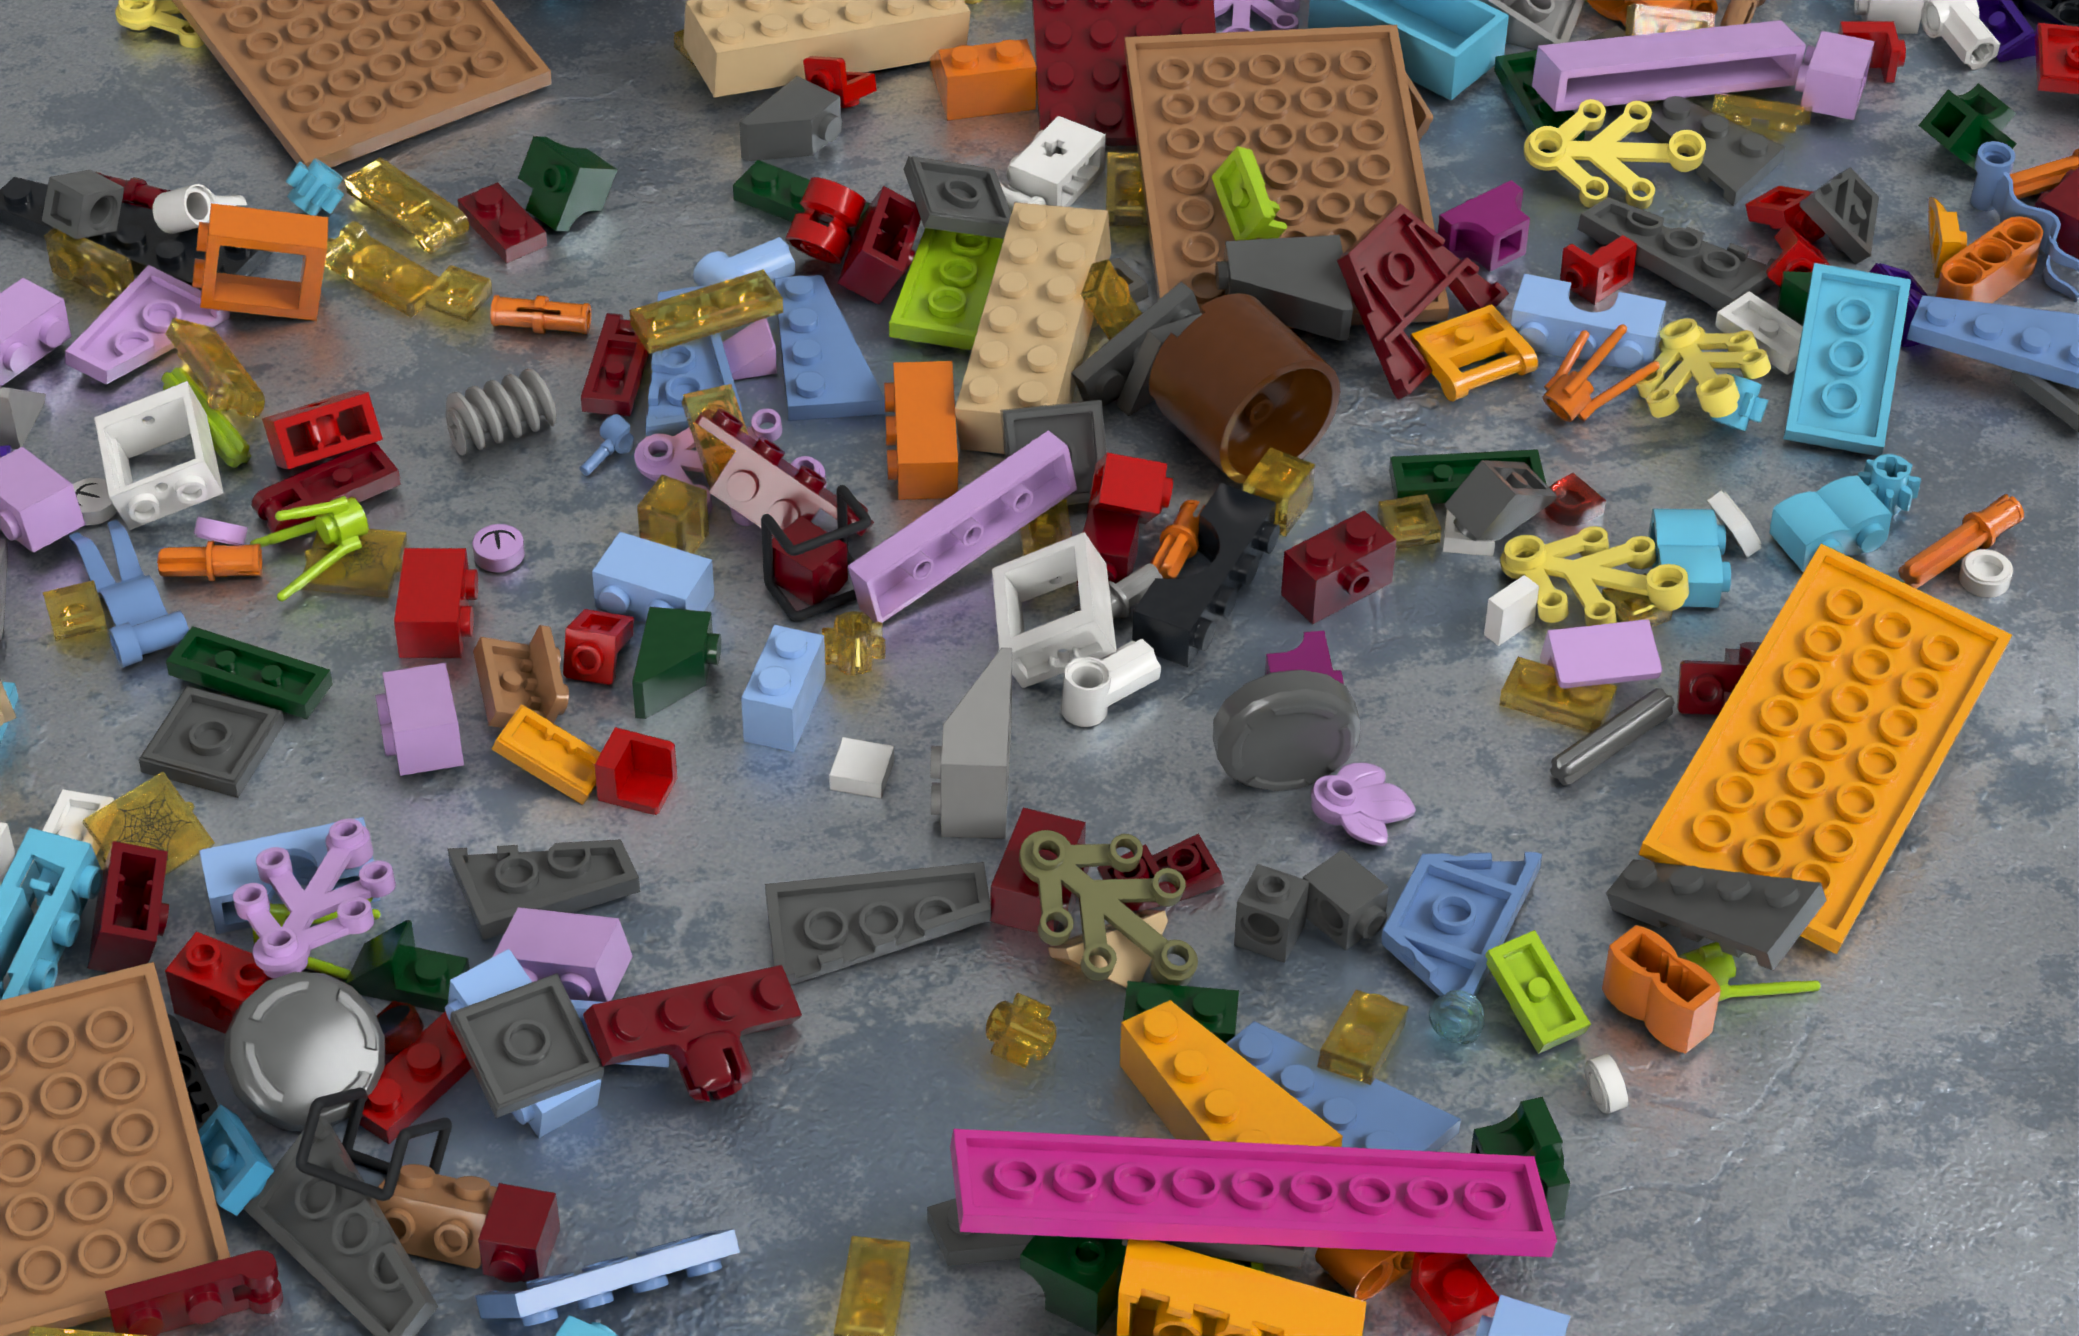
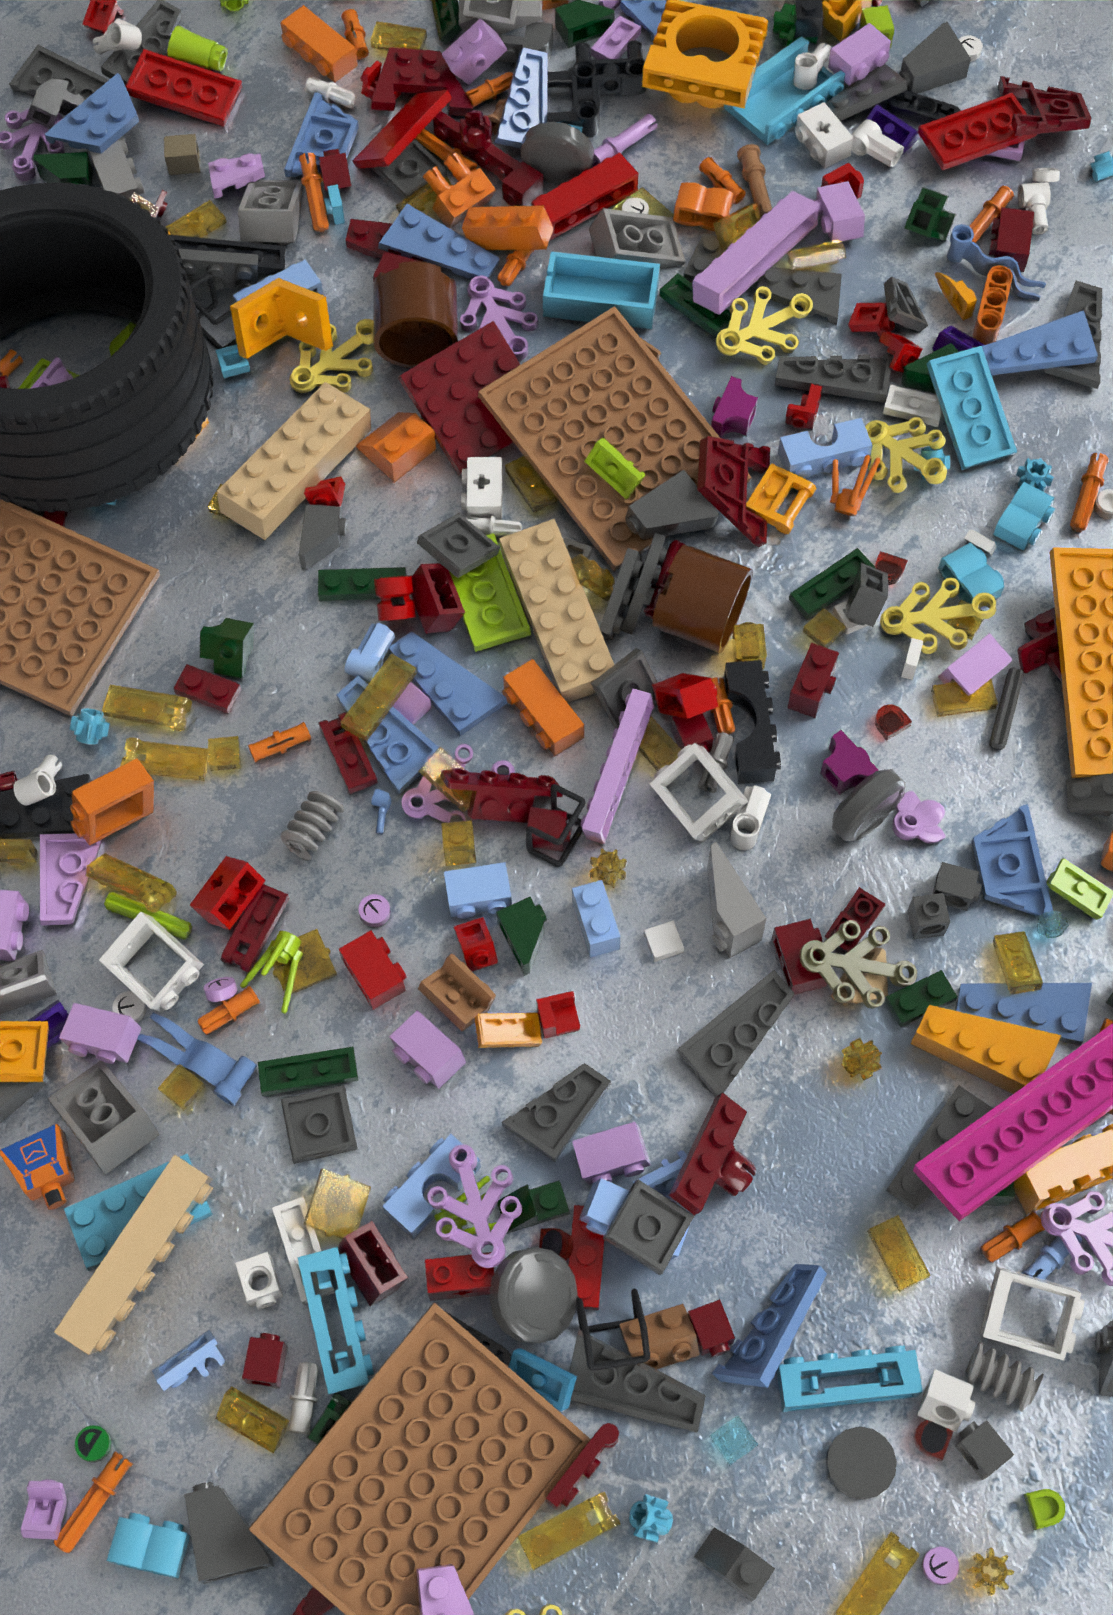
camera: 30 degrees left, 20 degrees up
(1421, 674) = (891, 721): none -> clear red tile

